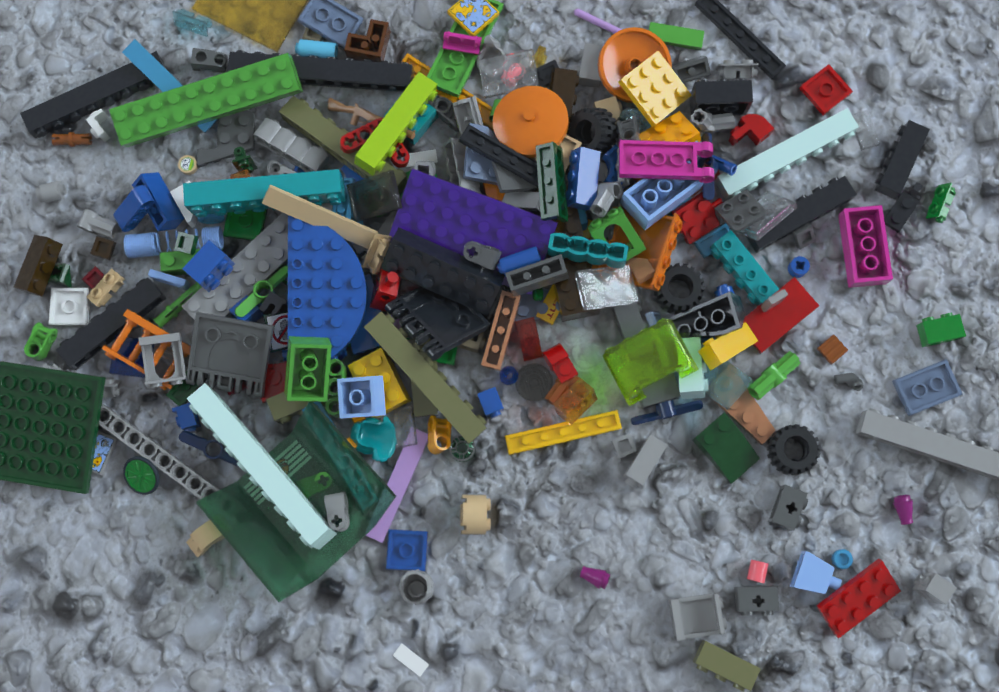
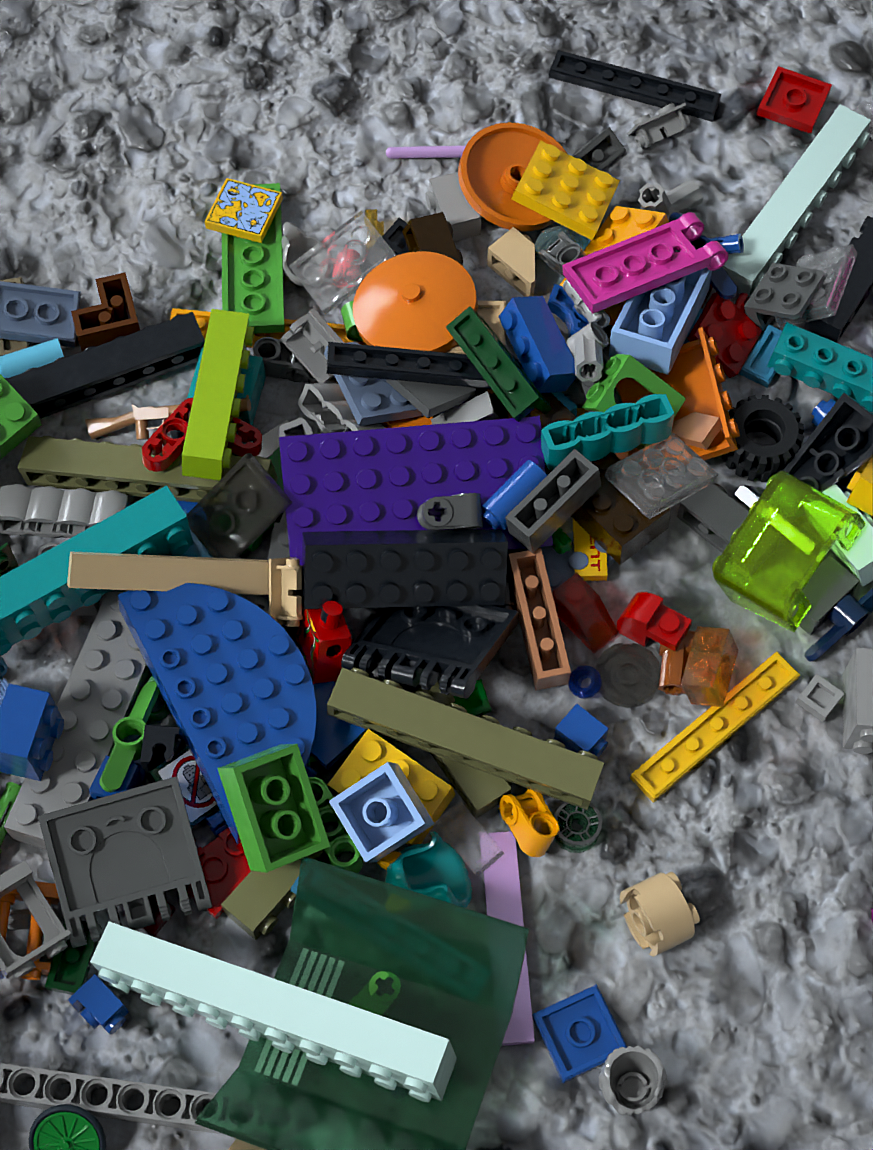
camera: 30 degrees left, 15 degrees down
(202, 444) = (147, 1034): dark blue piece -> none
(244, 226) = (43, 659): green tile -> none
(336, 508) = (437, 1013): light grey piece -> none
(461, 42) = (244, 255): dark pink hinge -> none
(474, 346) = (504, 664): dark tan bracket -> none
(604, 128) = (526, 264): black tyre -> none
(678, 36) = (558, 119): bright green tile -> none
(722, 96) = (664, 159): black brick -> none
(754, 127) = (729, 186): red brick -> none

